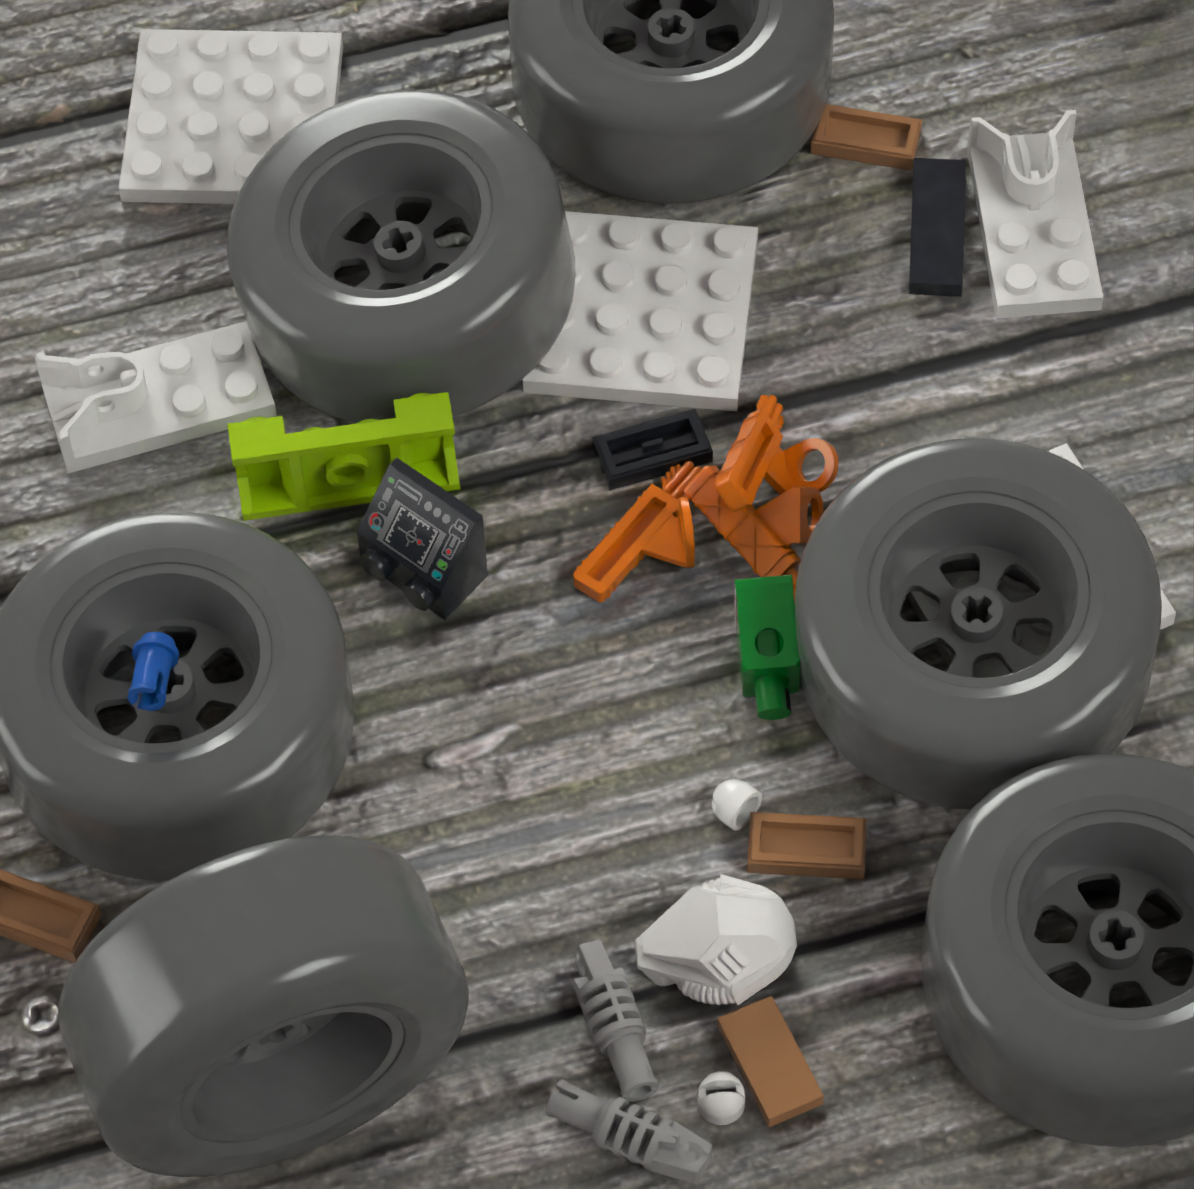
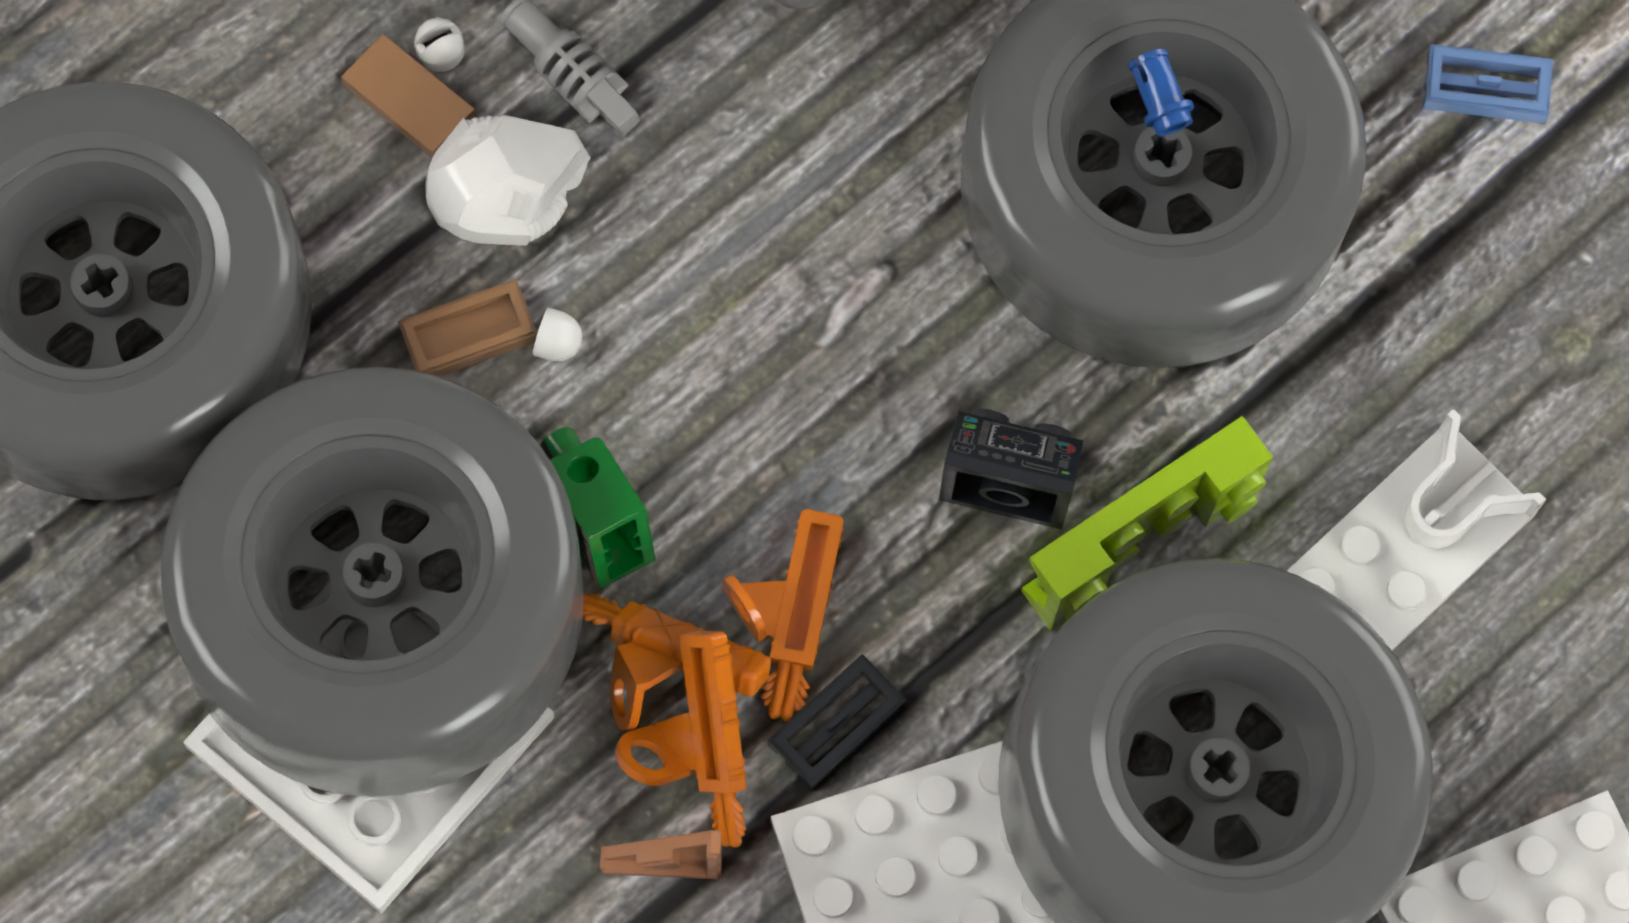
camera: 150 degrees right, 15 degrees up
(824, 392) = (673, 856): none -> nougat tile

